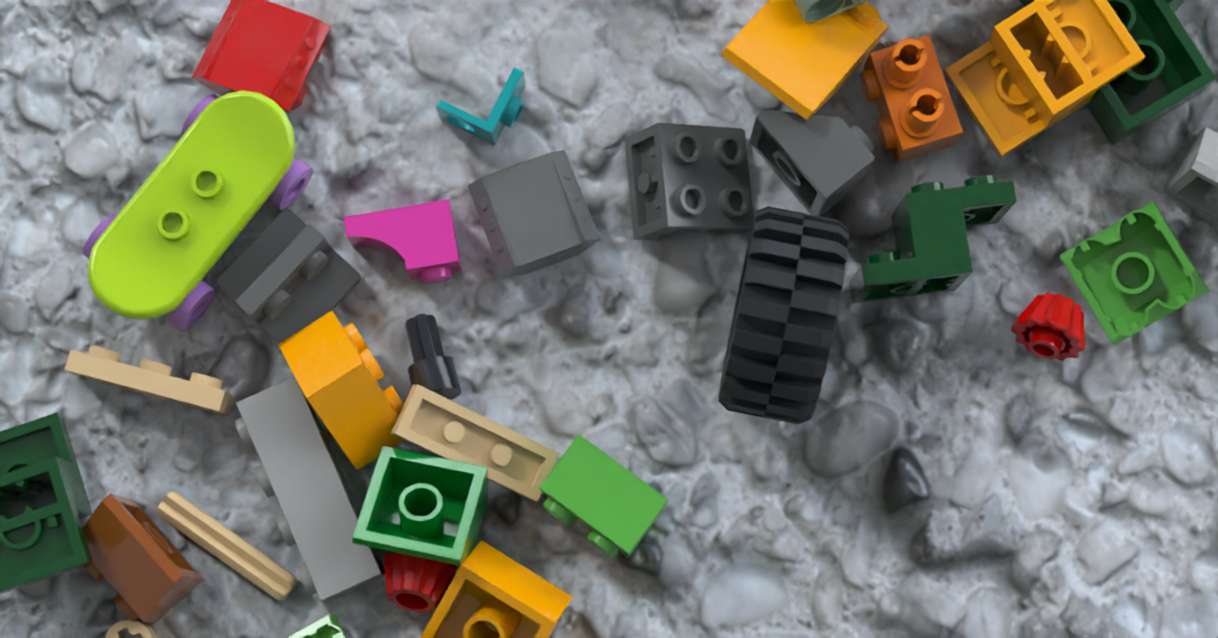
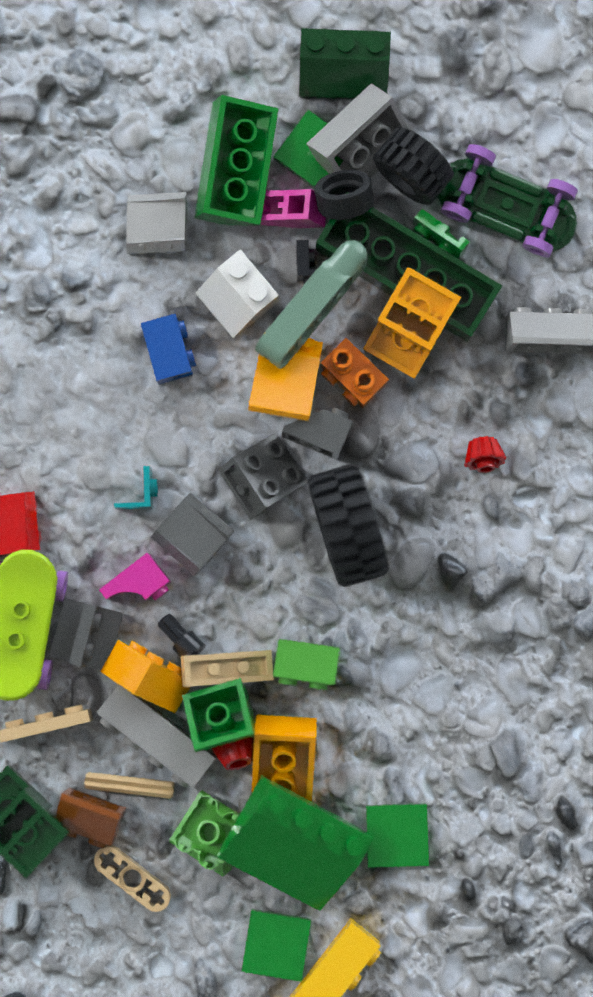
camera: 30 degrees left, 5 degrees up
(932, 239) = (401, 443): dark green bracket -> none
(1134, 272) = (511, 403): bright green slope -> none

